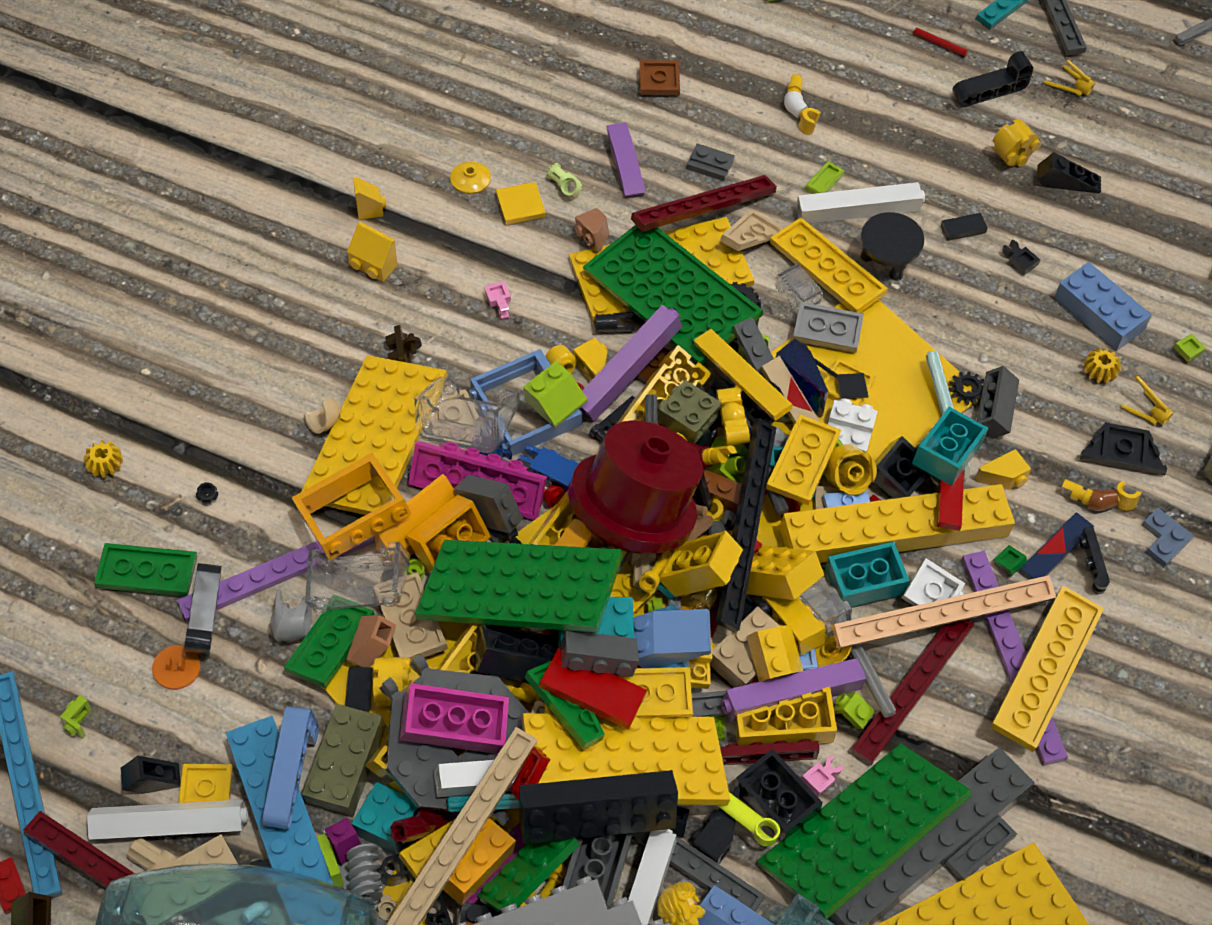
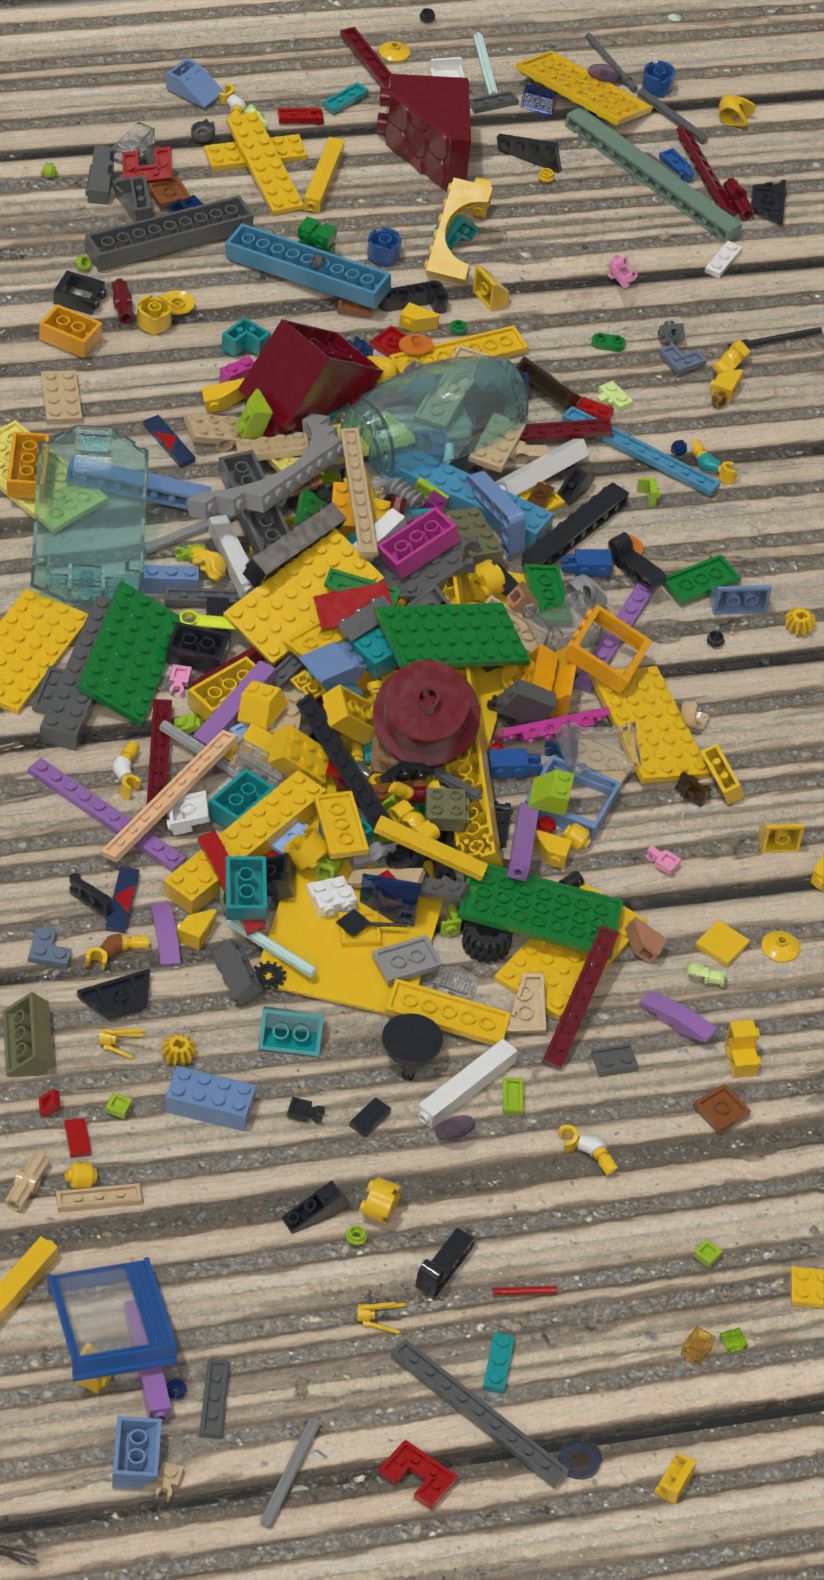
camera: 140 degrees right, 10 degrees down
(134, 514) = (740, 599): none -> medium blue slope
(206, 715) = (577, 526): none -> black brick
(210, 780) = (541, 494): none -> reddish brown plate
(242, 658) = (588, 562): none -> blue hinge
(362, 338) = (722, 774): none -> yellow brick
(531, 770) = (348, 537): red tile -> none
(600, 102) = (742, 1048): none -> yellow brick
(901, 169) = (455, 1127): none -> clear purple piece
(964, 692) = (122, 770): none -> yellow piece
(981, 329) = (291, 1031): none -> teal slope
(1010, 560) = (150, 869): green plate -> none
(1035, 492) = (165, 933): none -> medium lavender slope
(1047, 668) = (77, 806): yellow plate -> none
(1049, 143) = (359, 1231): none -> lime plate

